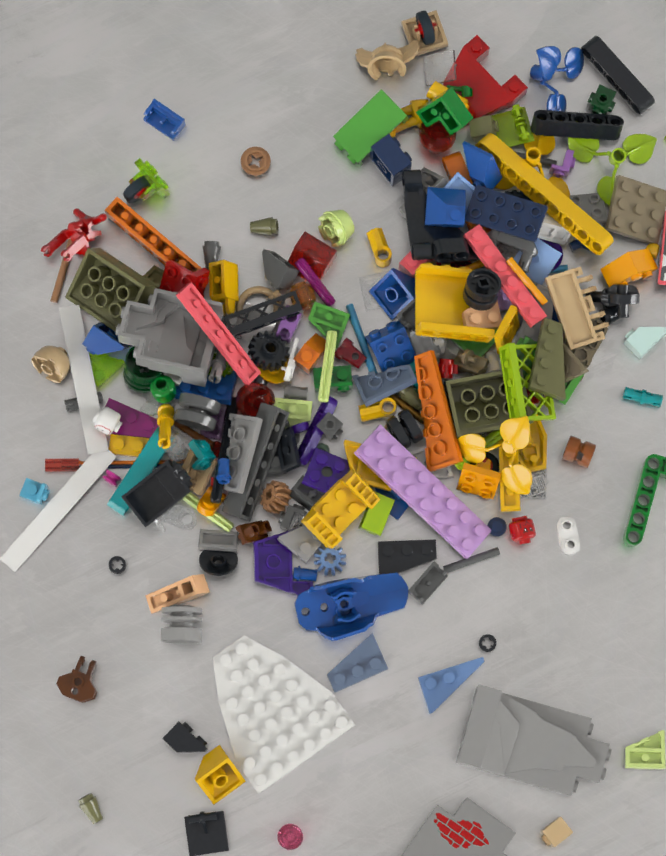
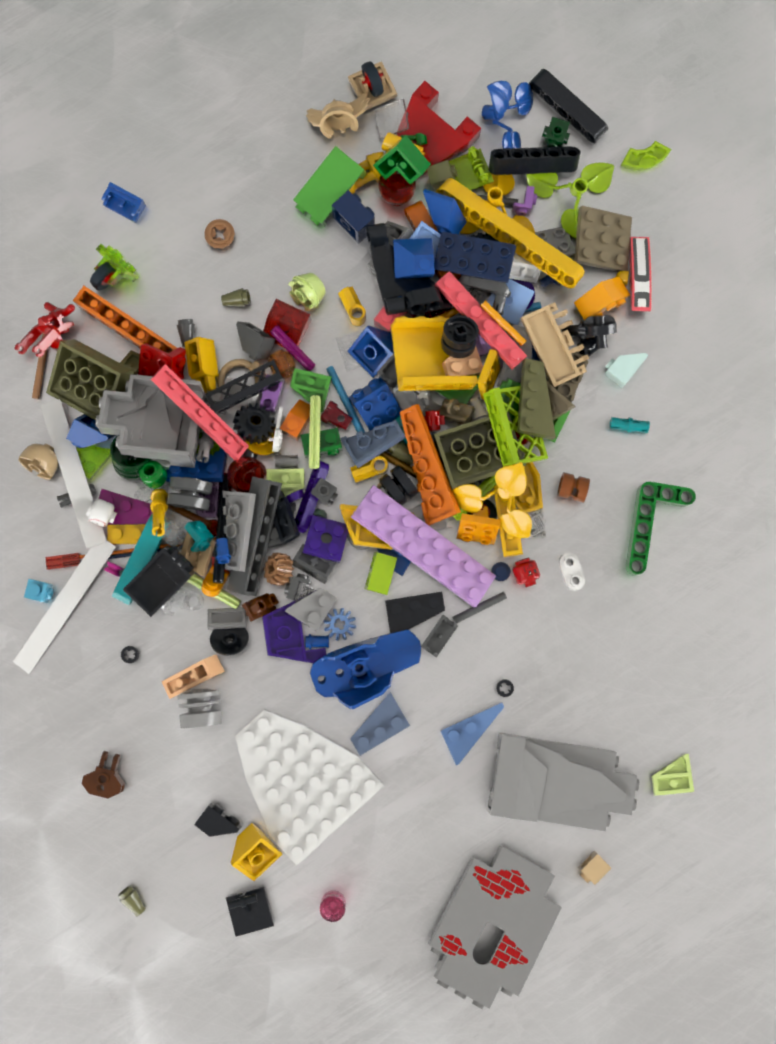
camera: 10 degrees left, 5 degrees up
(339, 508) = (343, 573): yellow plate -> none

